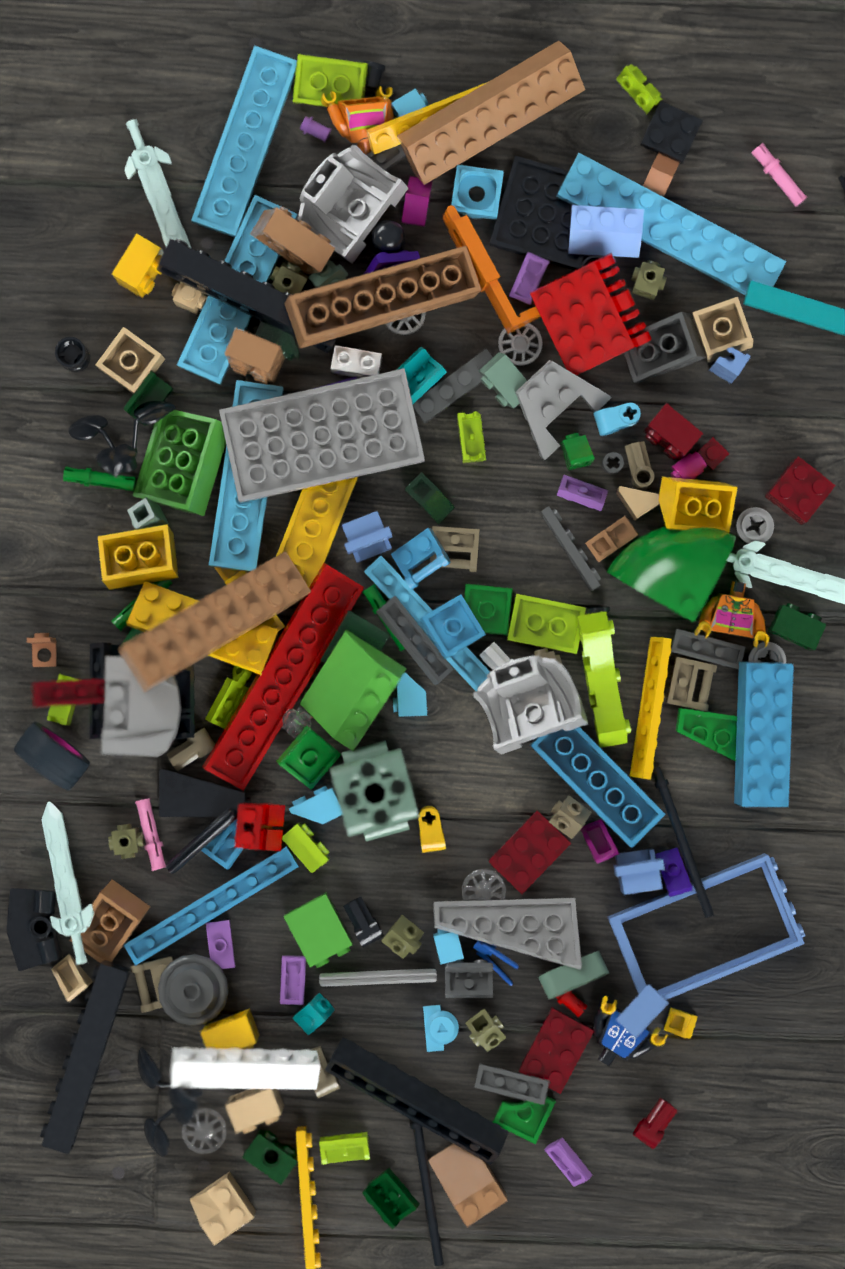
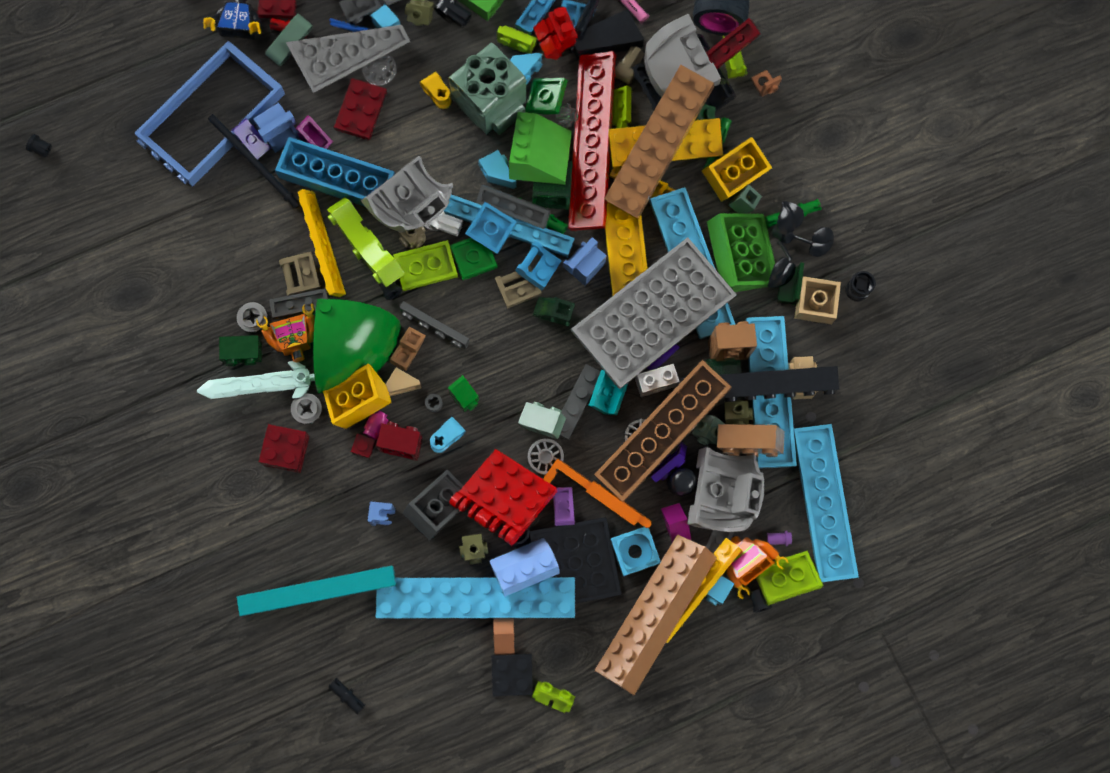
camera: 150 degrees right, 10 degrees down
(138, 266) = (851, 368): yellow brick -> none
(154, 184) = (865, 432): light aqua sword -> none
(471, 437) = (546, 369): lime hinge -> none
(548, 395) = (504, 425): light grey wing -> none
(569, 816) = (343, 141): dark tan brick -> none
(582, 493) = (445, 369): medium lavender plate -> none
(639, 463) = (414, 410): dark tan piece -> none
(642, 1011) = (228, 33): medium blue hinge -> none
(680, 1023) = (199, 47): yellow slope -> none
(709, 729) = (265, 250): green wing -> none
(722, 328) = (399, 538): tan brick -> none
(763, 734) = (230, 261): dark azure brick -> none
(779, 175) = (413, 683): bright pink pin -> none

